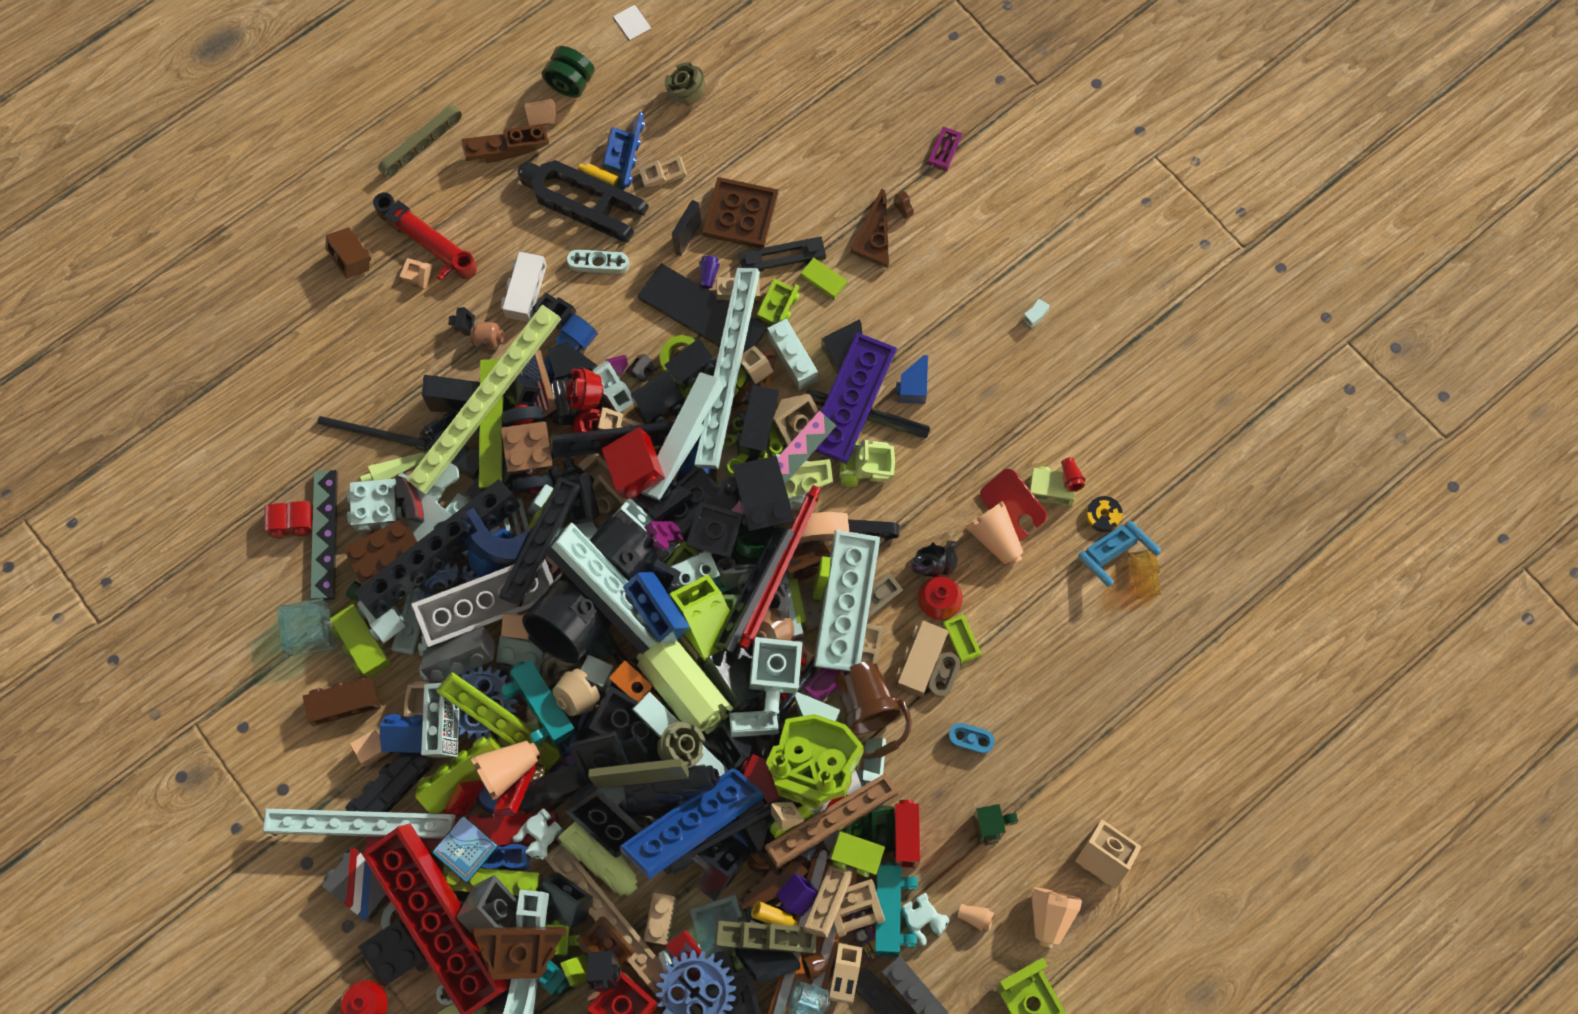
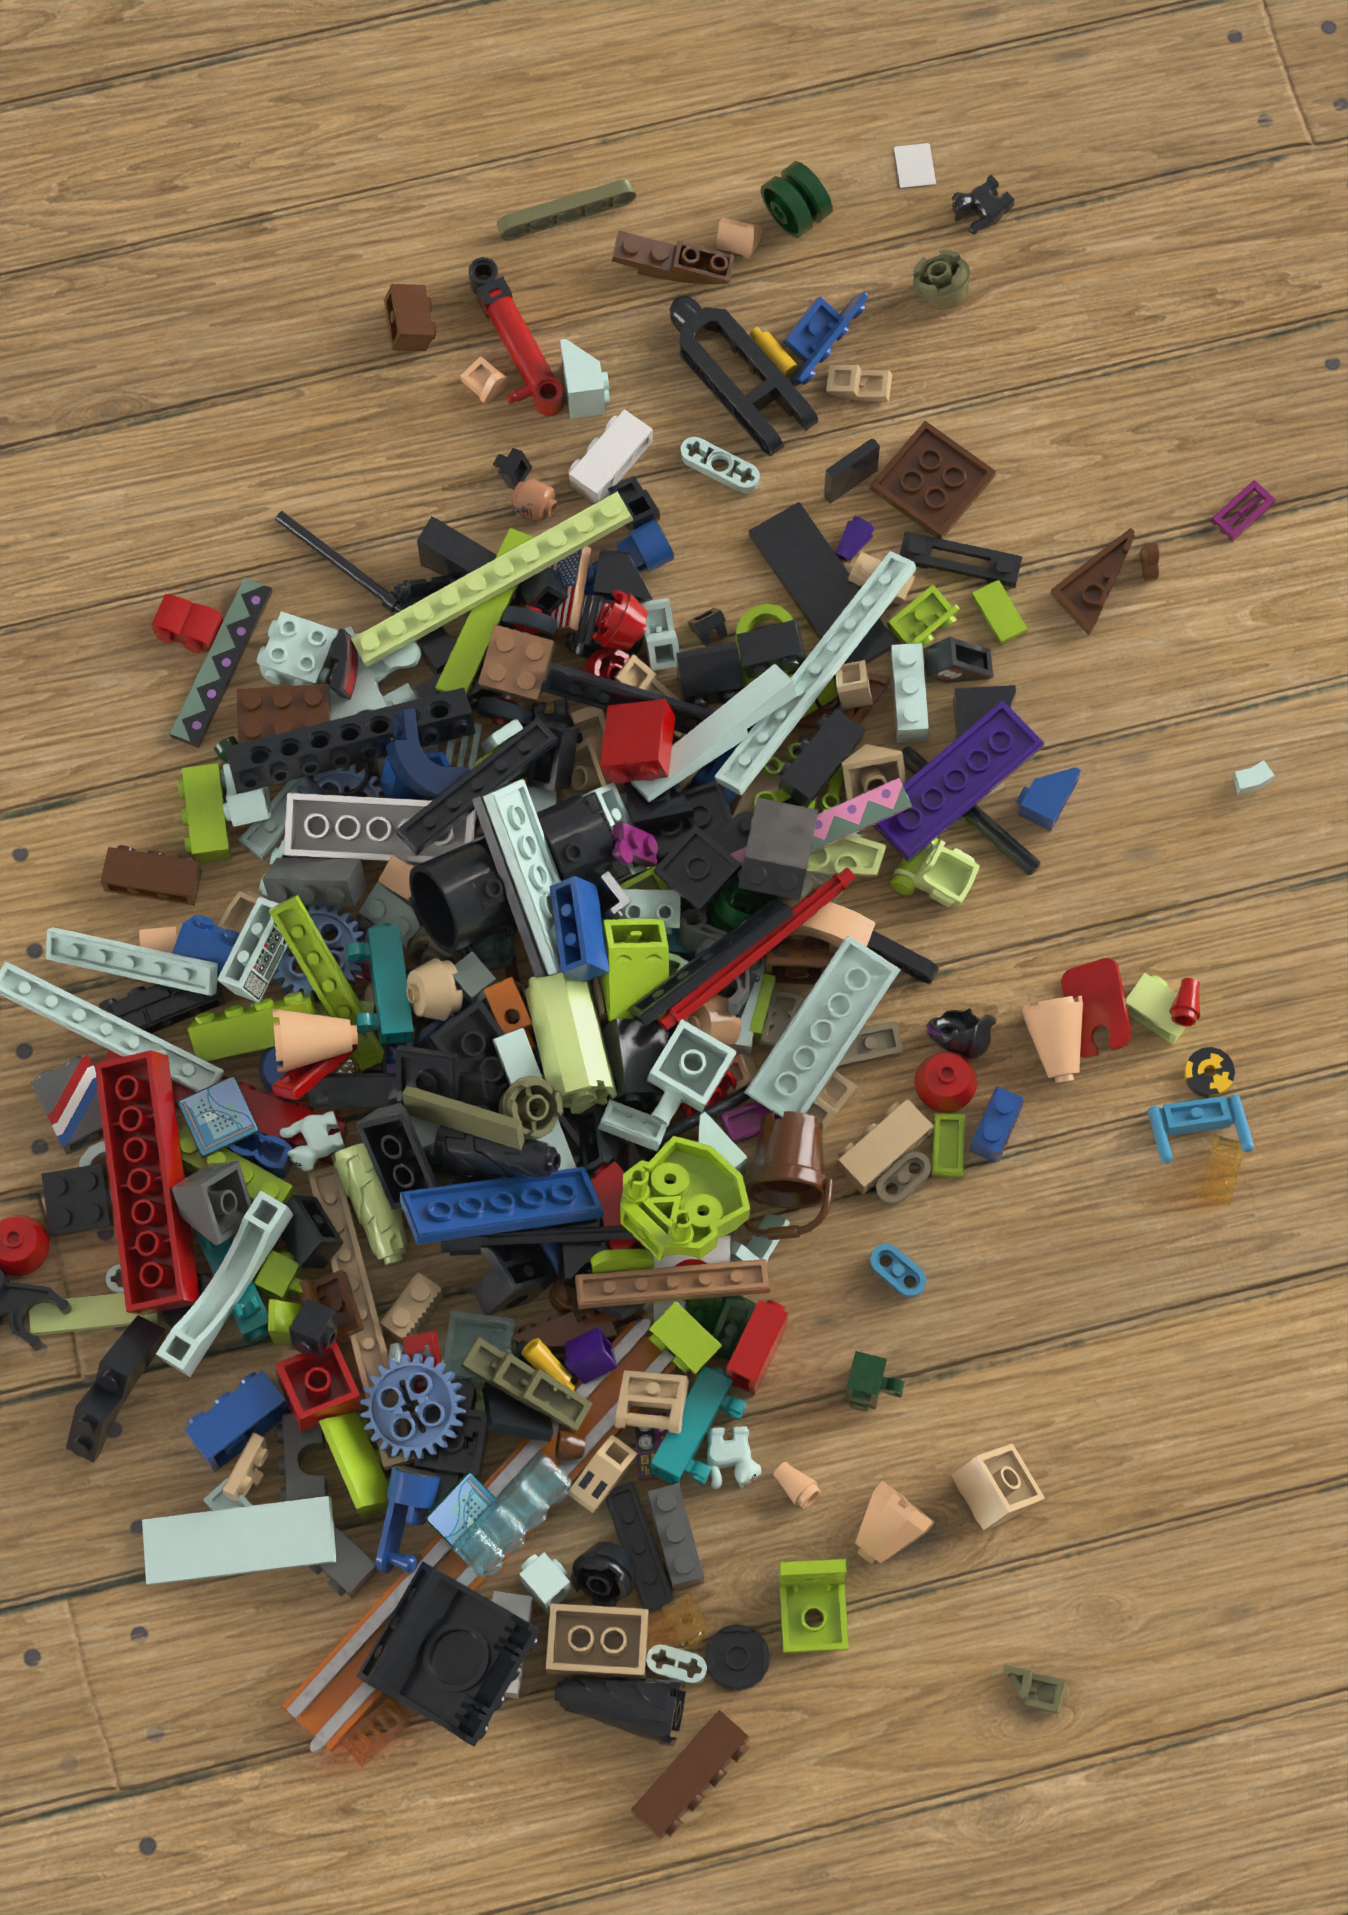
camera: 25 degrees right, 0 degrees up
(302, 627) = (144, 765): clear light blue piece -> none
(354, 767) = (131, 961): none -> light aqua tile
(392, 468) = (341, 616): yellowish green bar -> none
(463, 798) = (244, 1056): red tile -> none
(484, 245) = (584, 382): none -> light aqua slope
(517, 950) = (225, 1259): reddish brown wing -> none
(618, 363) = (682, 608): magenta slope -> none
(689, 26) = (984, 202): none -> black animal
(786, 814) = (618, 1248): tan slope -> none
(813, 320) = (957, 661): none -> black slope
(821, 578) = (804, 988): lime tile -> none
(828, 901) = (621, 1377): tan tile -> none
(988, 610) = (997, 1124): none -> blue brick
(1202, 980) = (1037, 1690): none -> olive slope

